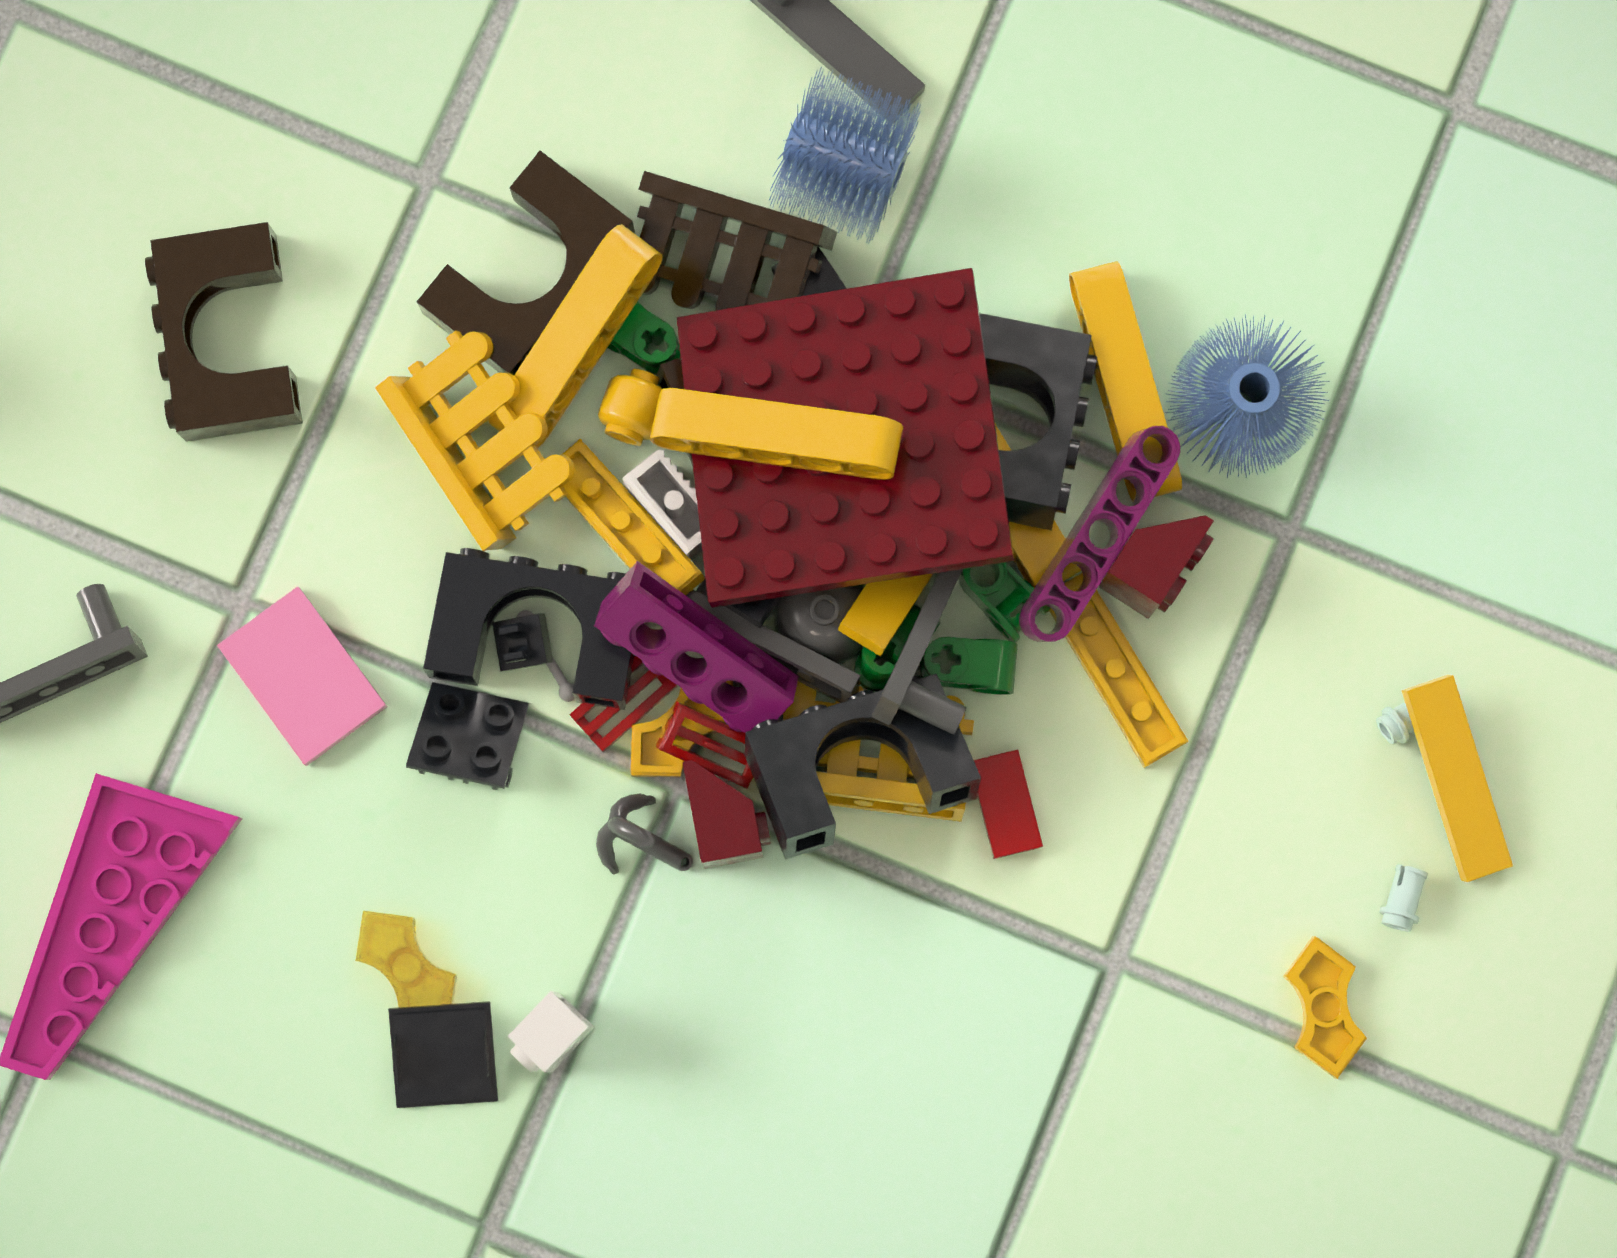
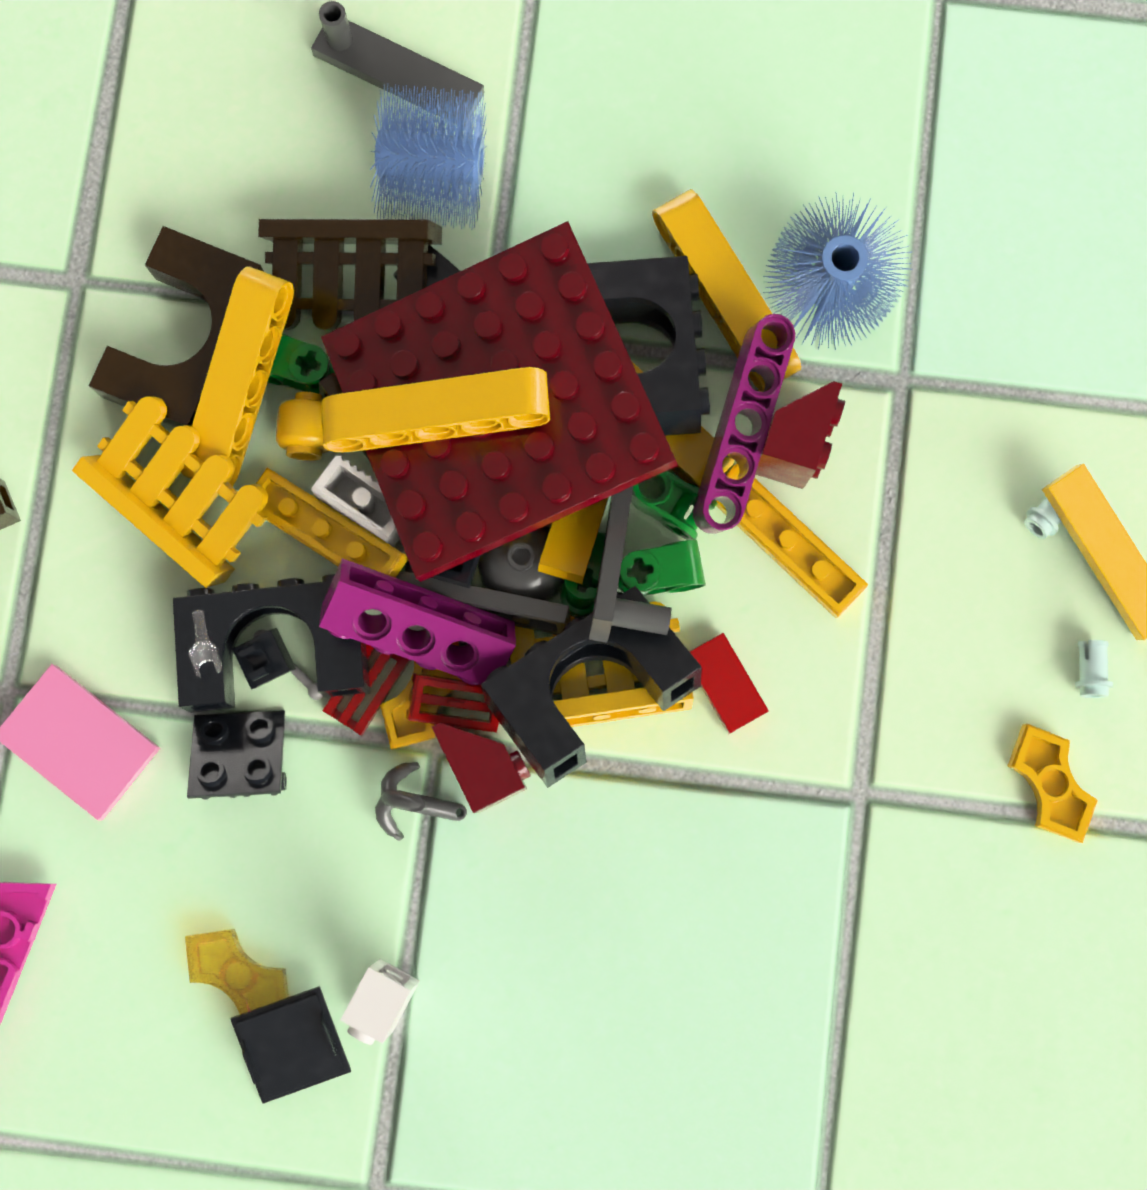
camera: 15 degrees left, 0 degrees up
(466, 616) = (203, 649): none -> clear hand

